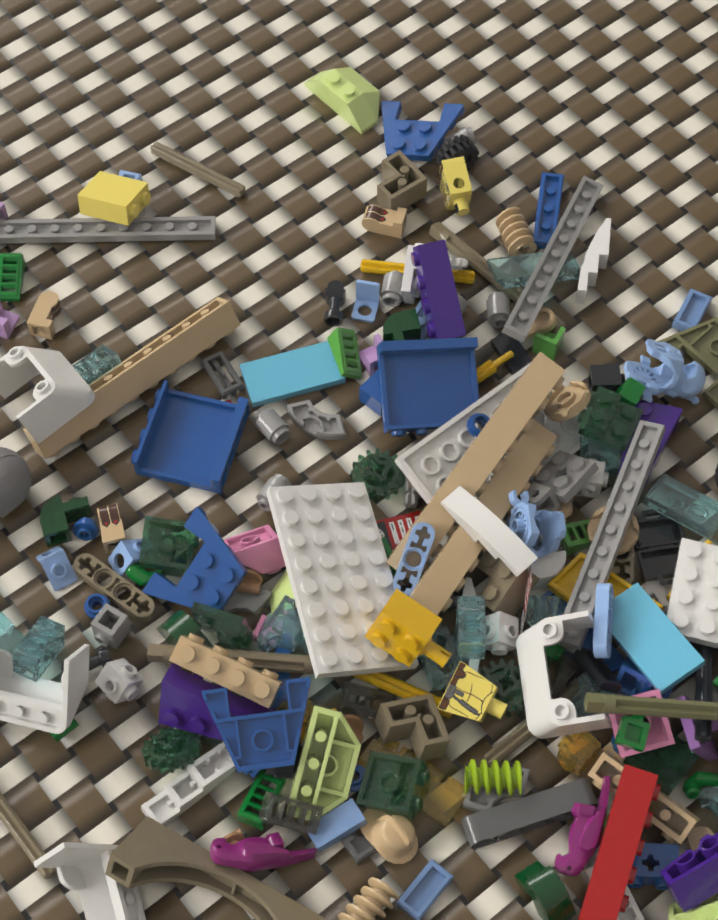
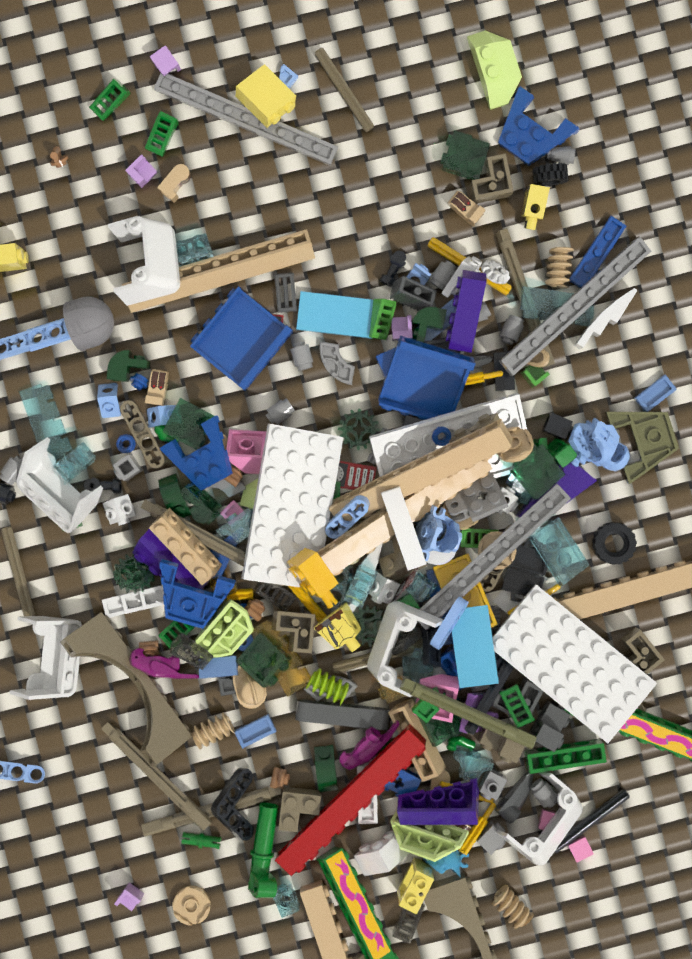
camera: 25 degrees right, 30 degrees up
(355, 178) = (464, 155): none -> clear green plate
(367, 312) = (412, 293): none -> dark grey brick

